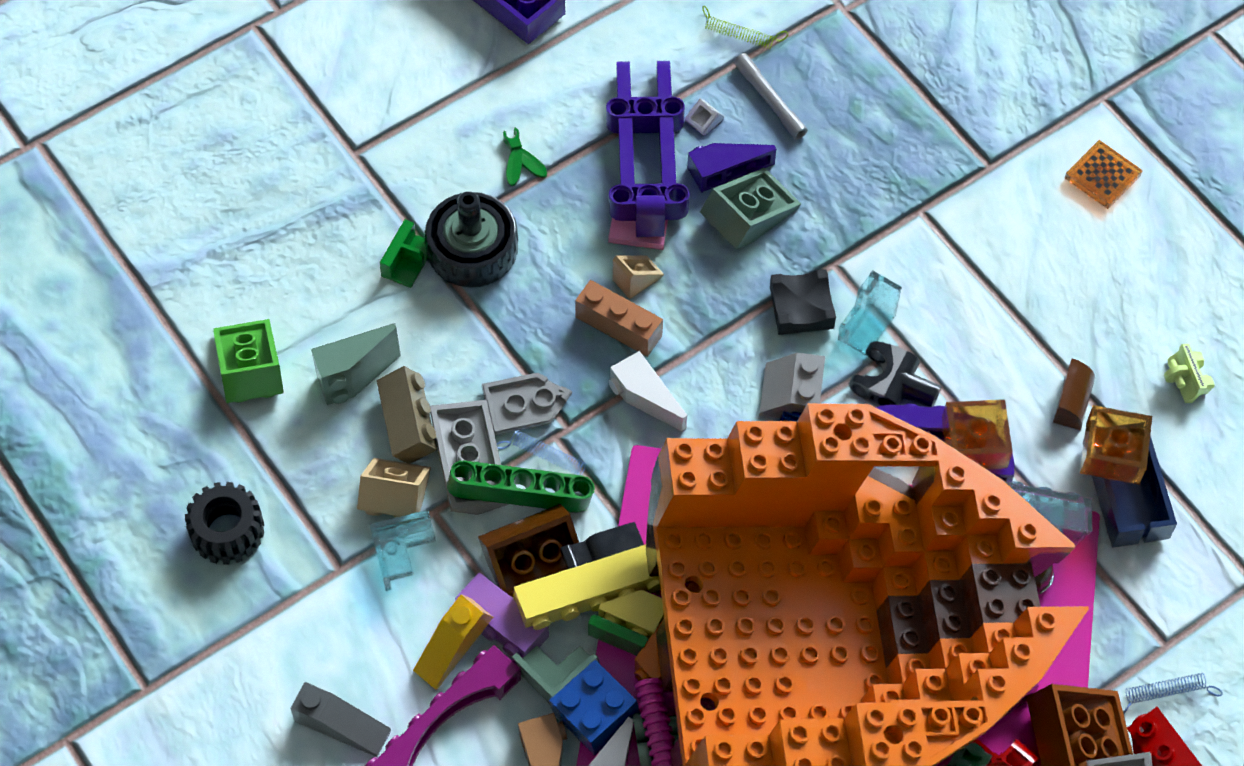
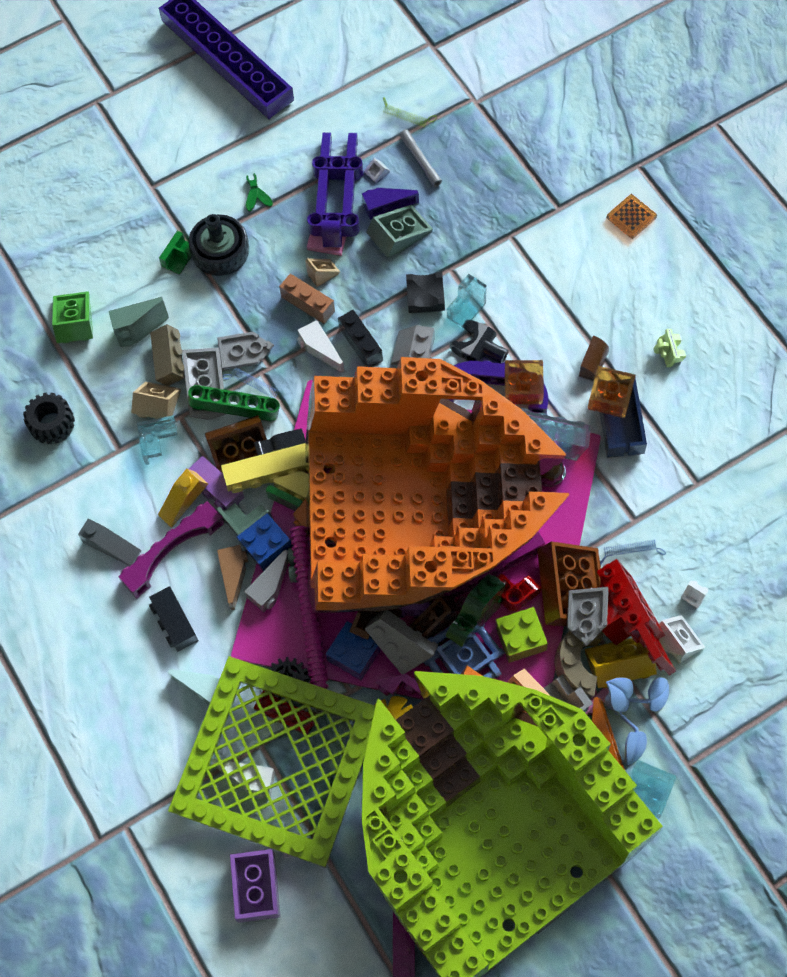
camera: 10 degrees right, 5 degrees up
(709, 378) = (360, 339): none -> black brick

